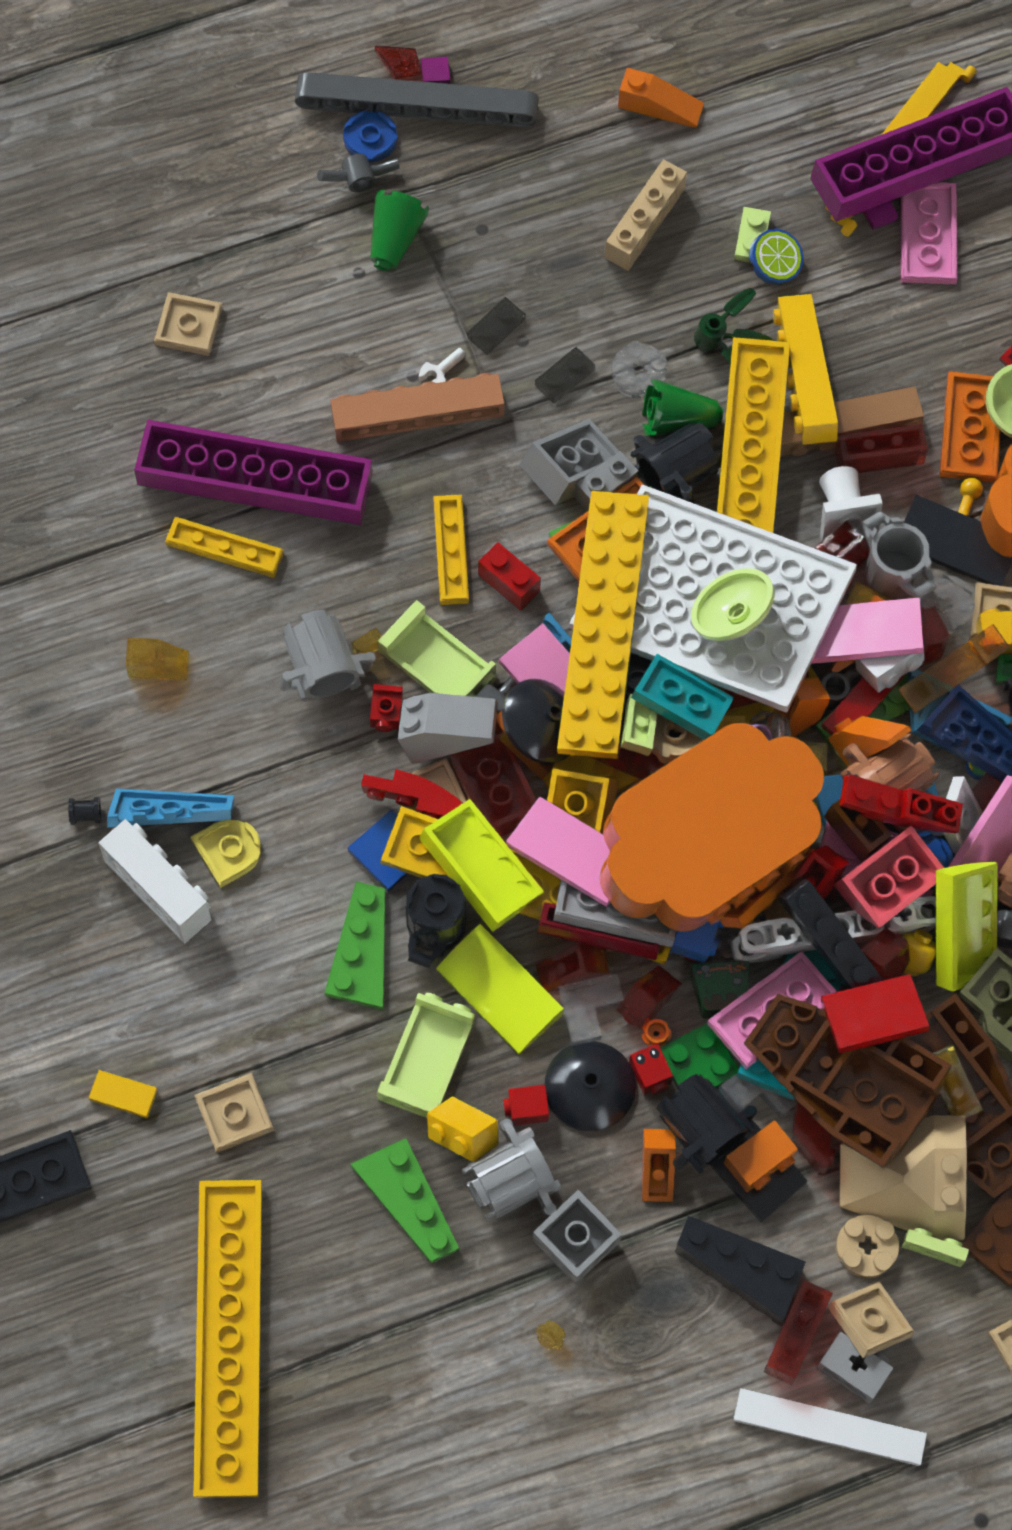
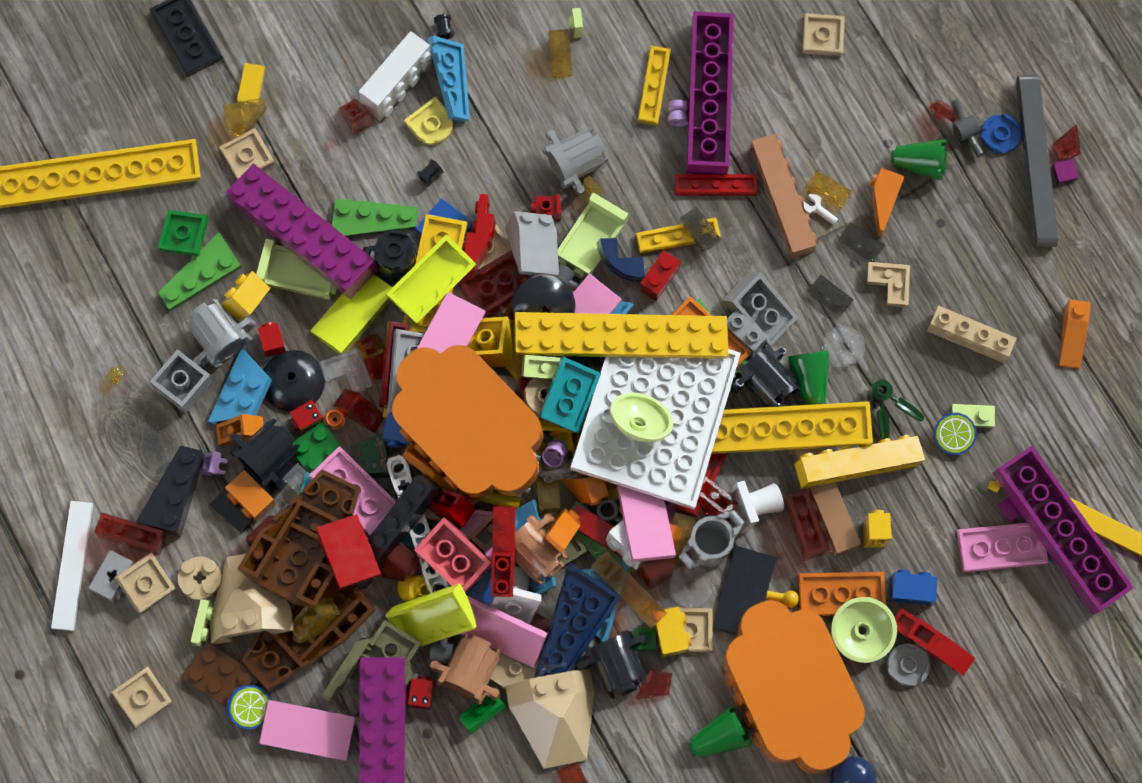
camera: 80 degrees right, 5 degrees up
(118, 625) = (576, 23): none -> yellowish green plate
(174, 1109) = (243, 115): none -> clear yellow slope
(199, 950) = (355, 116): none -> clear red slope
(274, 519) = (678, 113): none -> lavender wheel
(306, 857) = (430, 172): none -> black bush
(327, 193) = (943, 109): none -> clear red piece
(345, 1213) = (183, 233): none -> green plate
(373, 1039) = (302, 231): none -> magenta brick
(384, 491) = (716, 185): none -> red tile
(415, 352) = (829, 190): none -> clear yellow plate
(439, 285) = (884, 194): none -> orange slope
(452, 514) = (700, 229): none -> clear smoke plate
(473, 633) = (625, 268): none -> dark blue brick
(557, 290) = (893, 276): none -> tan plate
(599, 1155) = (242, 391): none -> dark azure wing
(704, 1207) = (211, 464): none -> lavender tile
(897, 364) = (877, 529): none -> yellow brick
(975, 339) = (913, 588): none -> blue brick

